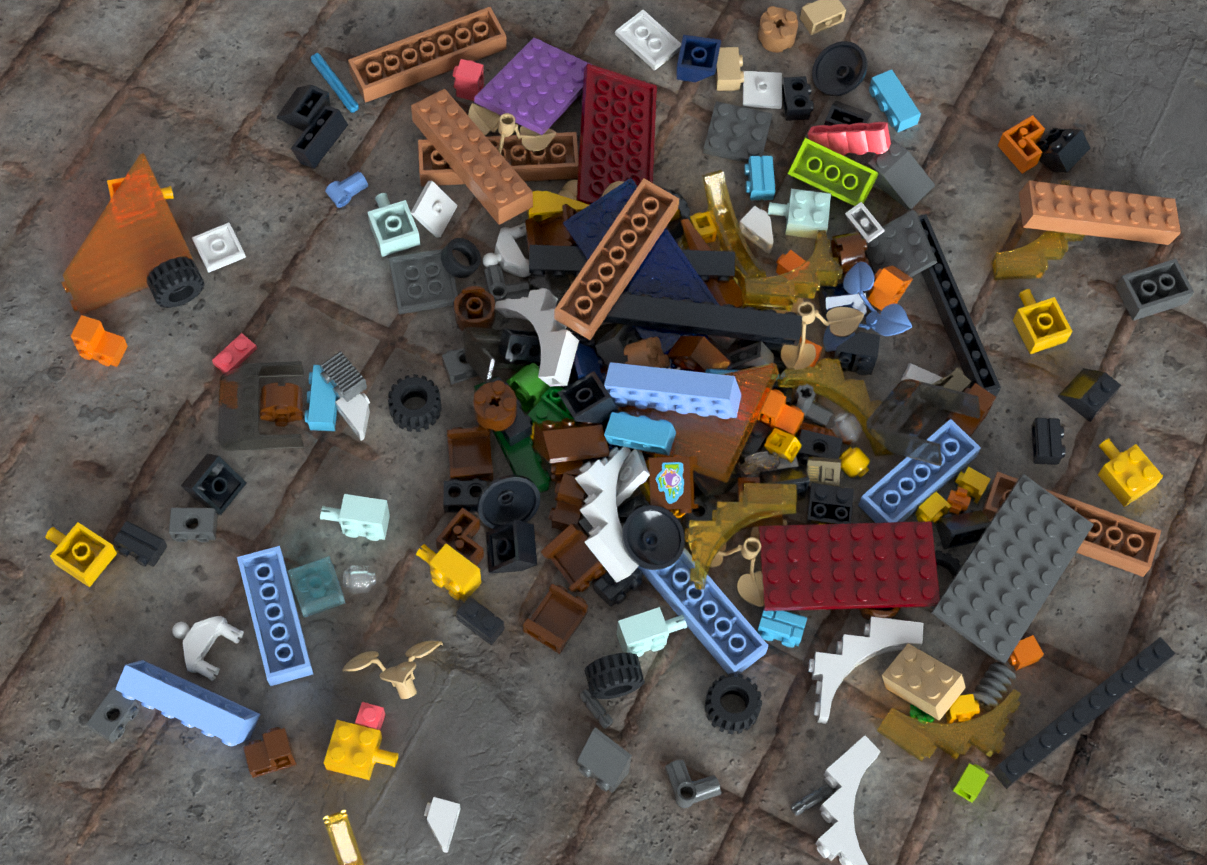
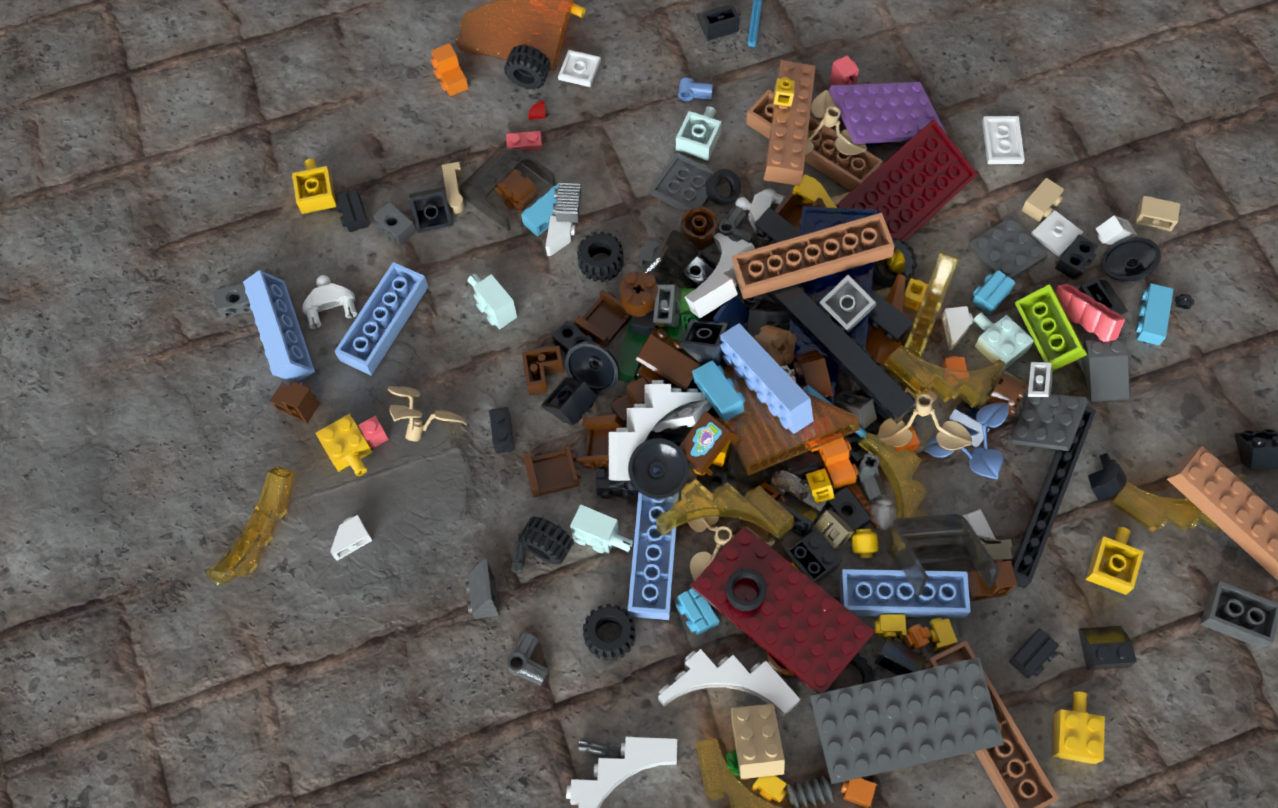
camera: 50 degrees right, 0 degrees up
(198, 438) = (454, 199): none -> tan leg
(219, 316) = (537, 111): none -> red tile
(316, 586) = (424, 321): clear light blue brick -> none
(319, 136) = (708, 44): black brick -> none
(358, 579) = (455, 339): clear head -> none
(427, 54) = (833, 40): nougat brick -> none
(433, 209) = (737, 142): white plate -> none
(448, 128) = (784, 87): none -> yellow brick
(452, 571) = (512, 382): yellow brick -> none
(529, 397) = (667, 306): none -> dark grey brick
(677, 276) = (848, 303): none -> light grey brick
(697, 58) = (1024, 174): dark blue slope -> none
(777, 29) = (1109, 198): medium nougat brick -> none
(805, 53) = (1115, 230): none -> white slope
(813, 556) = (753, 575): none -> black tyre
(858, 353) = (942, 468): black slope -> none
(888, 287) = (1014, 439): orange brick -> none
(905, 73) = (1184, 301): none -> black plate
(982, 261) = (1108, 481): none -> black brick
(1020, 143) = (1230, 418): orange brick -> none

